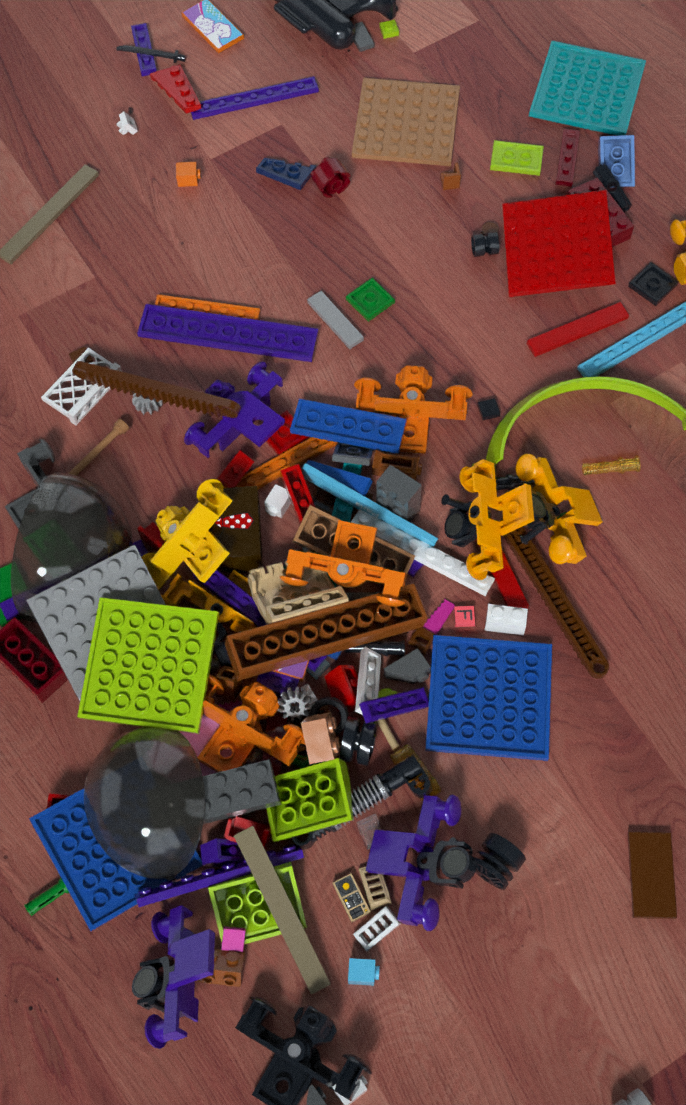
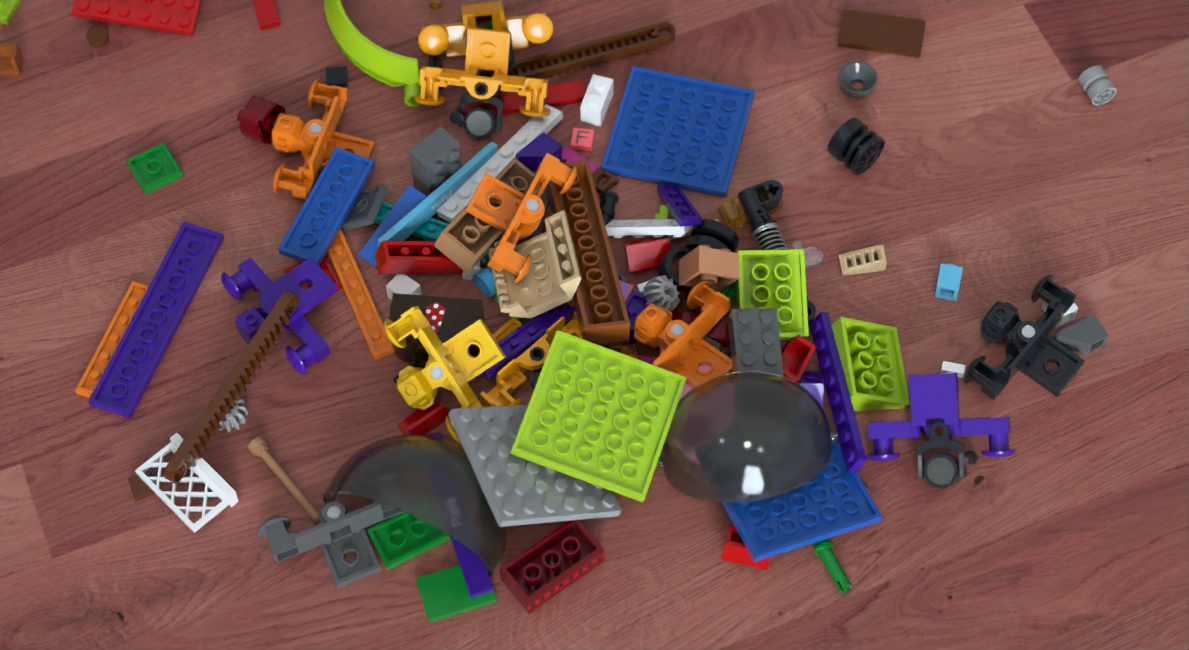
camera: 80 degrees left, 5 degrees down
(233, 939) = (901, 390): dark pink tile -> none
(235, 470) = (352, 331): red panel -> none
(261, 985) = (949, 367): none -> white tile
(282, 910) = (880, 334): dark tan tile -> none
(335, 320) = (172, 206): light grey tile -> none
(351, 897) = (871, 284): tile -> none
(379, 468) = (400, 156): dark orange window -> none
(381, 934) = (895, 263): white slope -> none
(390, 852) = (837, 234): dark purple piece -> none
(409, 668) = (634, 193): dark grey slope -> none
(426, 354) = (259, 118): none -> dark red brick
(435, 580) = (535, 151): none -> dark purple slope
(485, 244) = (119, 41): black wheel -> none
(585, 845) = (861, 73): none -> dark grey piece

